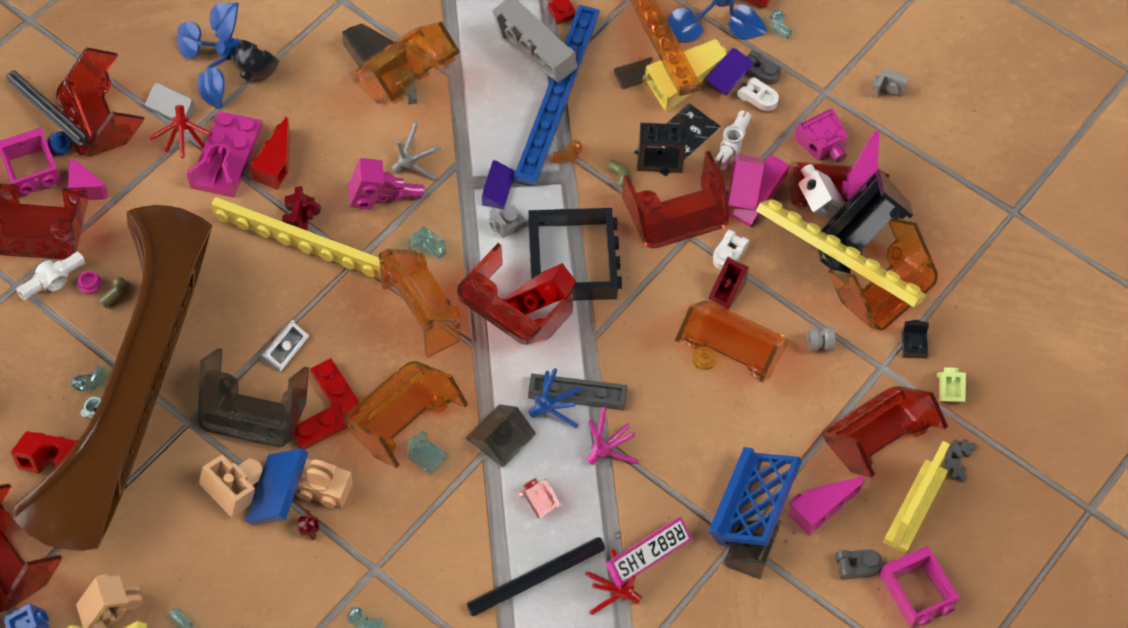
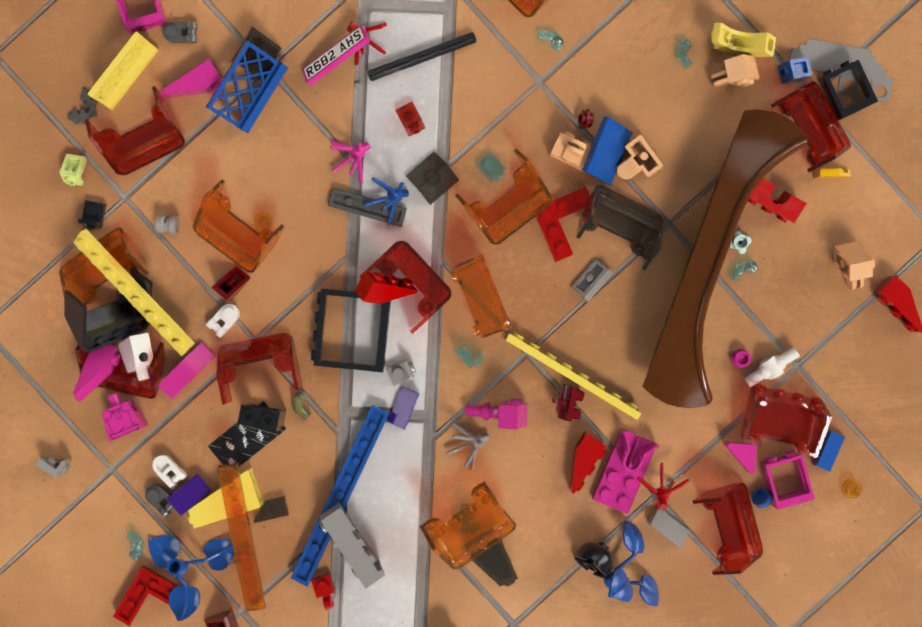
camera: 170 degrees left, 30 degrees up
(47, 108) = (771, 532): black axle -> none
(120, 288) = (719, 345): olive arm -> none
(569, 154) = (339, 431): clear orange arm -> none
(732, 139) = (207, 418): white pin -> none
(745, 181) = (196, 379): dark pink panel -> none

